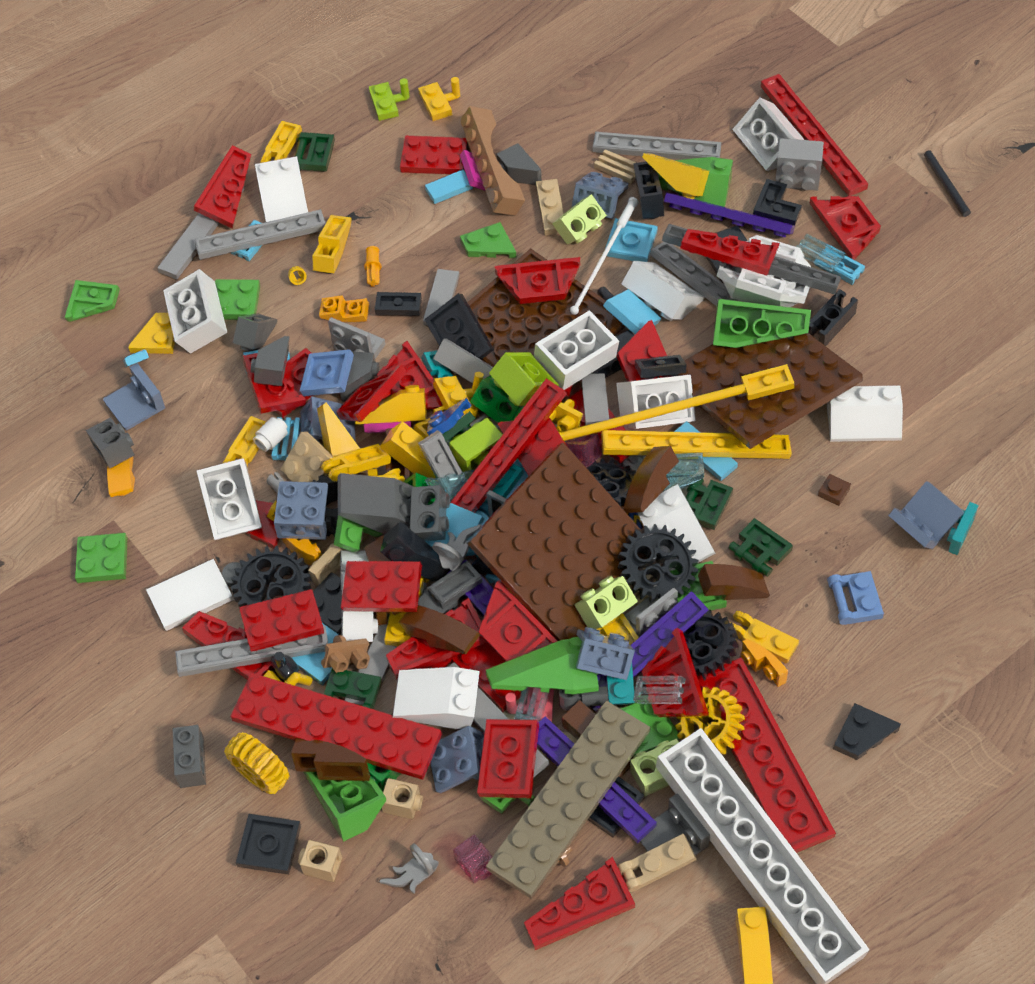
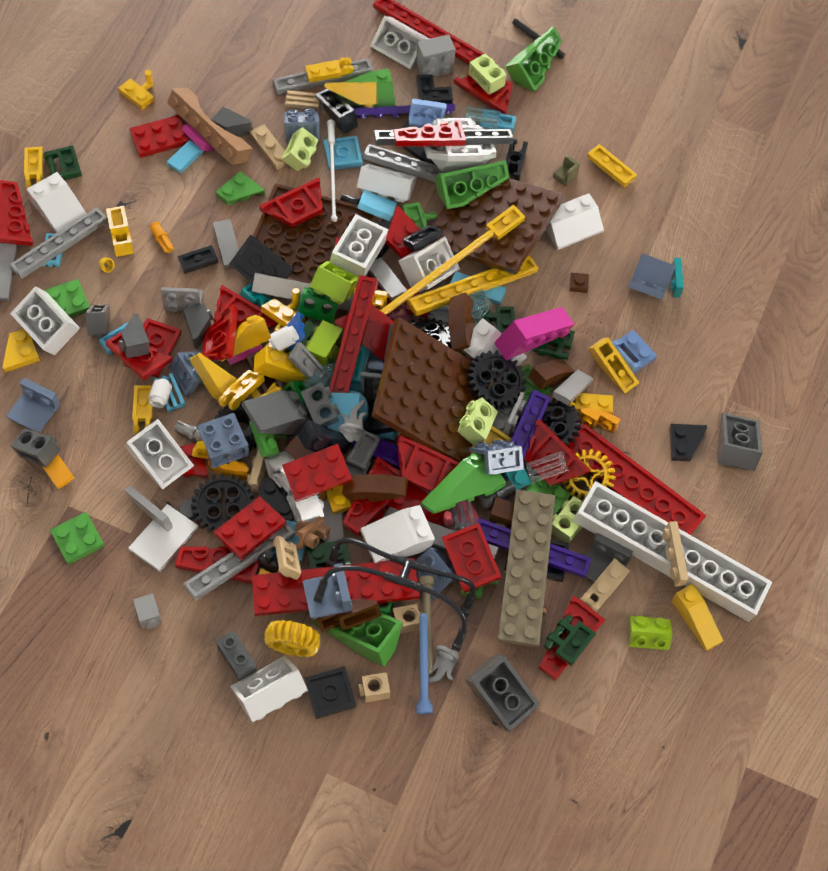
camera: 35 degrees left, 5 degrees up
(125, 666) = (147, 611): none -> light grey brick
(135, 358) = (17, 374): medium azure tile -> none
(188, 555) = (149, 508): none -> light grey tile
(204, 809) = (269, 688): none -> white slope
(298, 669) = (287, 558): none -> tan plate
(305, 459) = (200, 403): tan plate -> none
(316, 727) = (335, 599): none -> sand blue bracket
(326, 372) = (178, 330): medium blue plate -> none
(344, 310) = (157, 279): light orange slope -> none
(365, 905) = (424, 705): none -> medium blue piece
(385, 101) = (98, 107): lime plate -> none
(397, 745) = (401, 580): none -> black bar
(424, 419) = (283, 338): none -> white brick
(439, 766) = (427, 581): none -> dark tan piece
(463, 934) = (502, 691): none -> dark grey slope
(473, 858) = (482, 638): clear pink brick -> none
(578, 913) = (574, 644): none -> dark green plate
(665, 141) = (329, 69): none -> yellow hinge
(675, 340) = (417, 215): none -> bright green plate
(683, 944) = (650, 632): none -> lime bracket
(732, 523) = (533, 332): none -> dark pink wedge
(748, 223) = (425, 112): none -> light blue bracket
(749, 609) = (572, 387): none -> light grey tile
(751, 857) = (675, 554): none -> tan plate
(819, 604) = (613, 364): none -> yellow slope
(852, 203) = (487, 73): none -> yellowish green brick
(892, 353) = (567, 171): none -> olive panel
(919, 210) = (533, 62): none -> bright green wedge
(931, 760) = (739, 442): none -> dark grey slope
(954, 364) = (611, 165): none -> yellow plate

